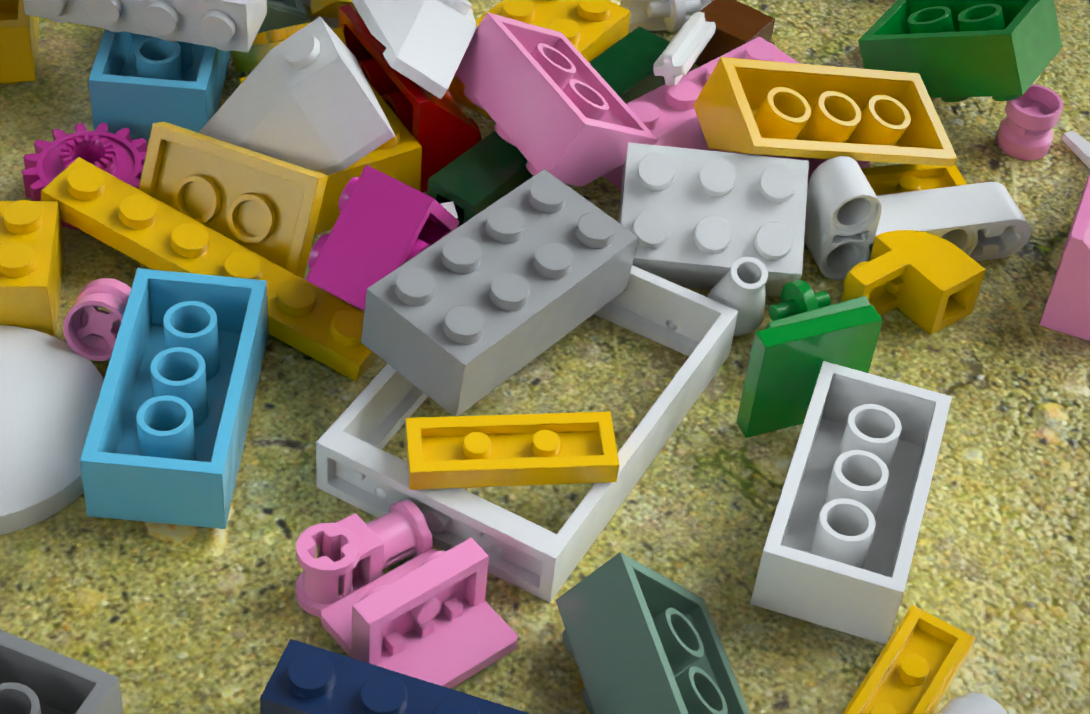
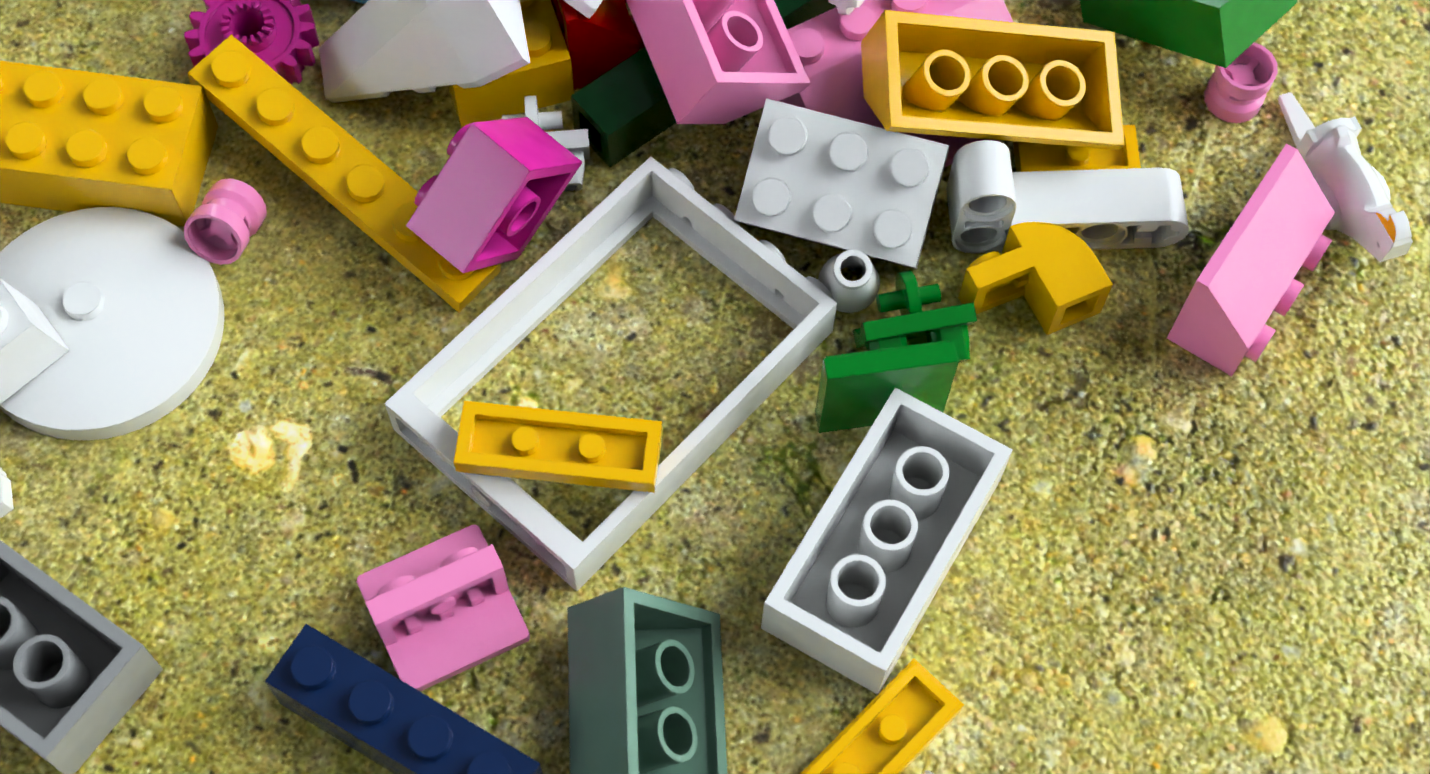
camera: 15 degrees right, 20 degrees up
(176, 400) = (273, 326): medium azure brick -> none
(236, 192) = (372, 97): yellow plate -> none
(356, 553) = (401, 521): bright pink connector -> none
(497, 291) = (594, 259): light grey brick -> none

